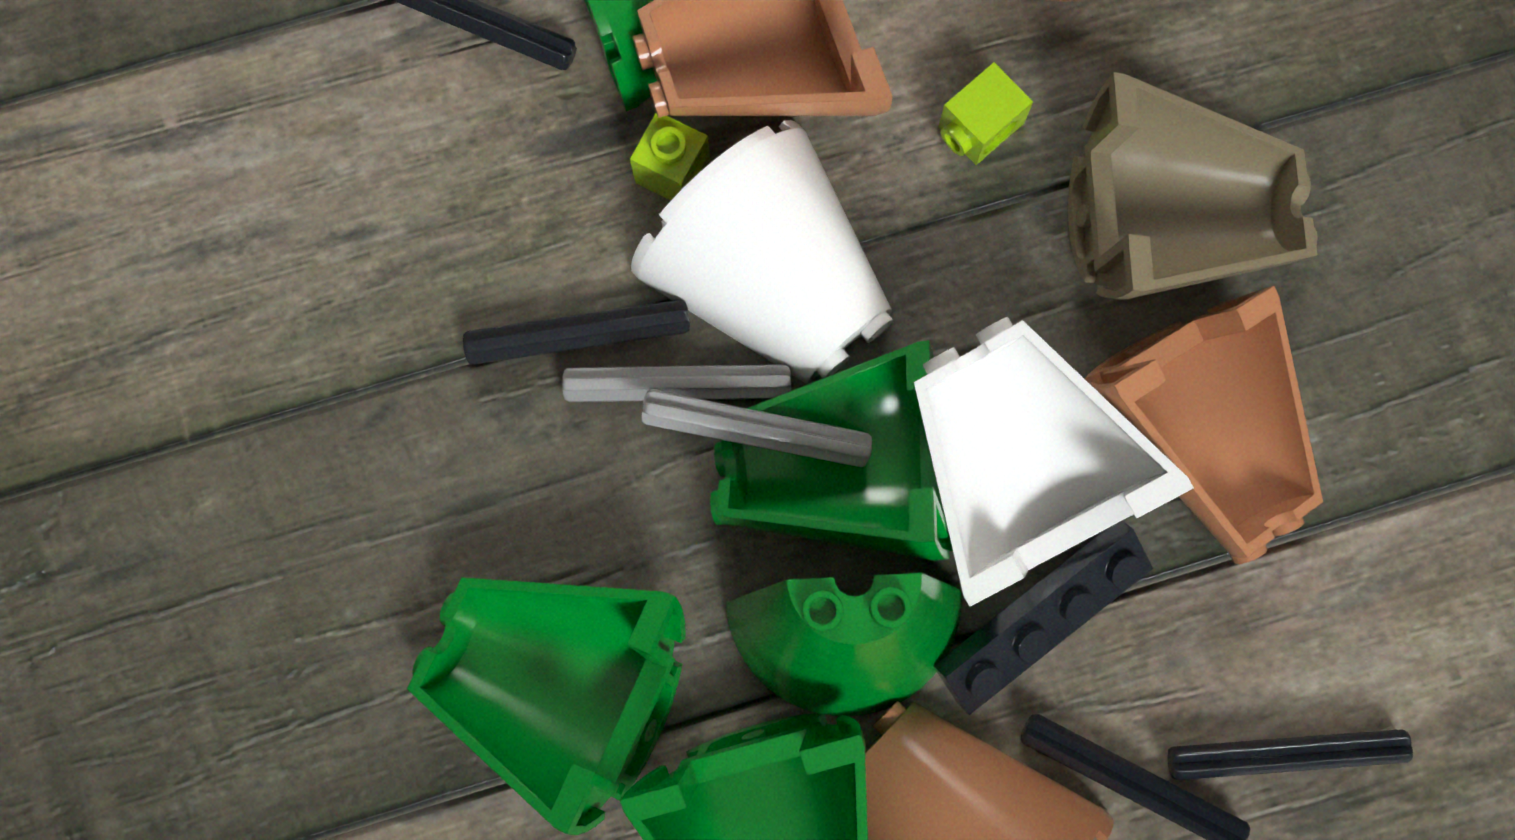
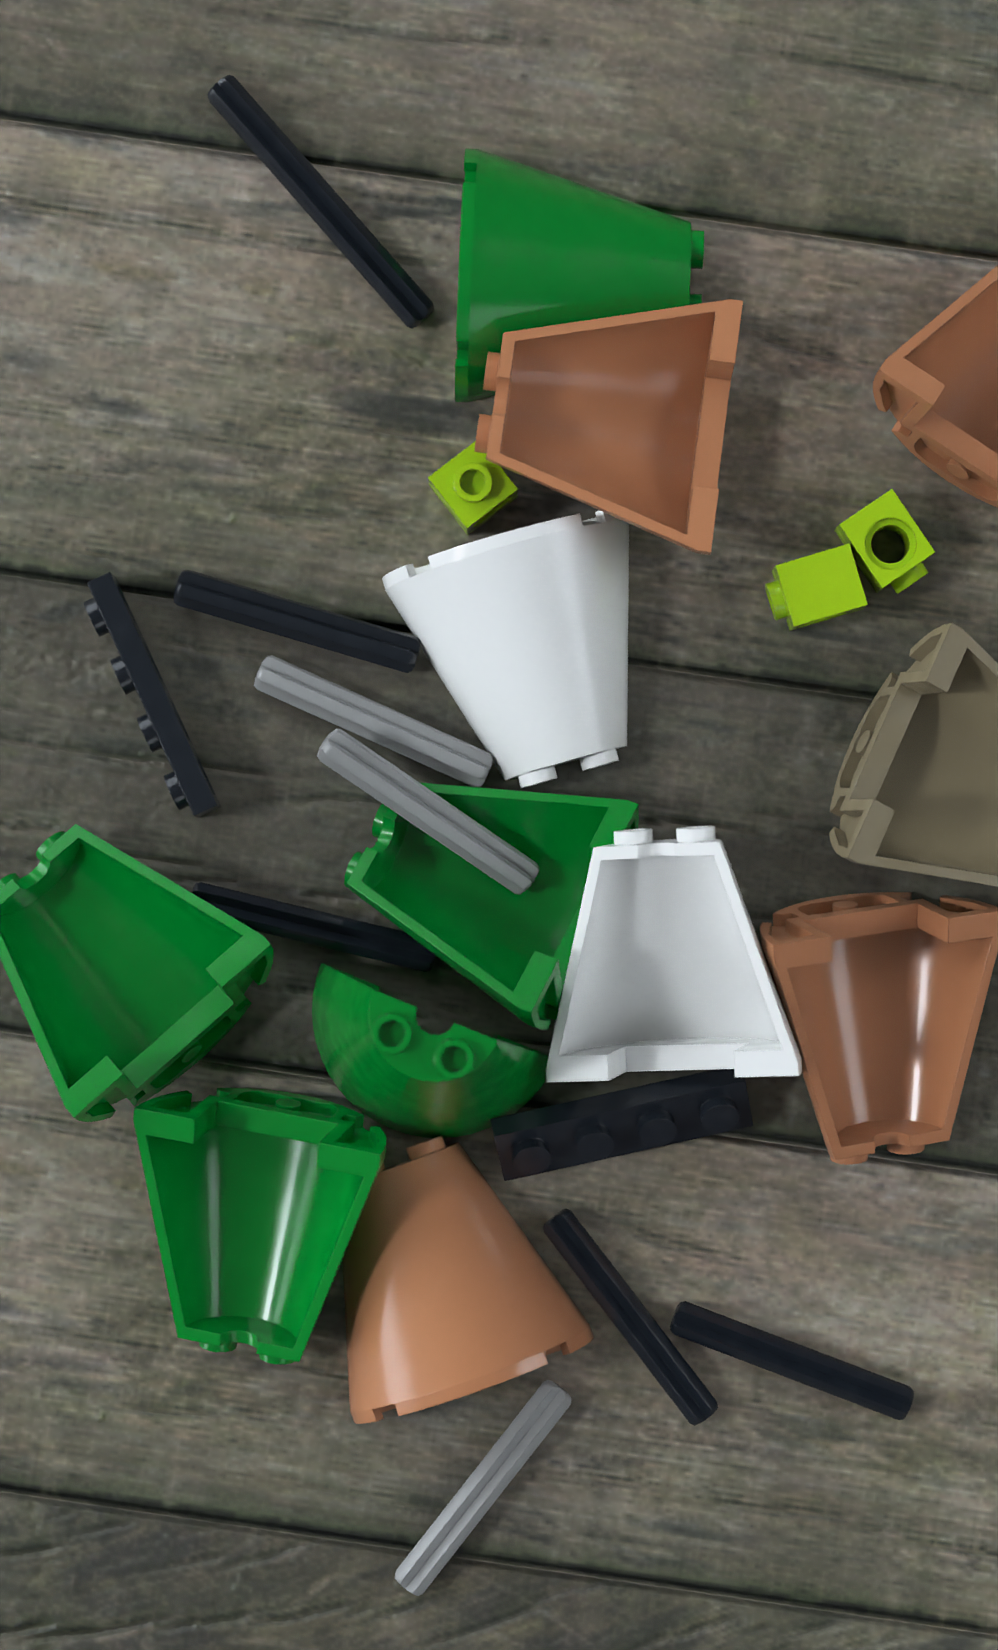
camera: 25 degrees right, 10 degrees up
(499, 461) = (139, 673): none -> black plate
(722, 570) = (319, 927): none -> black axle
(1021, 35) = (886, 514): none -> lime brick

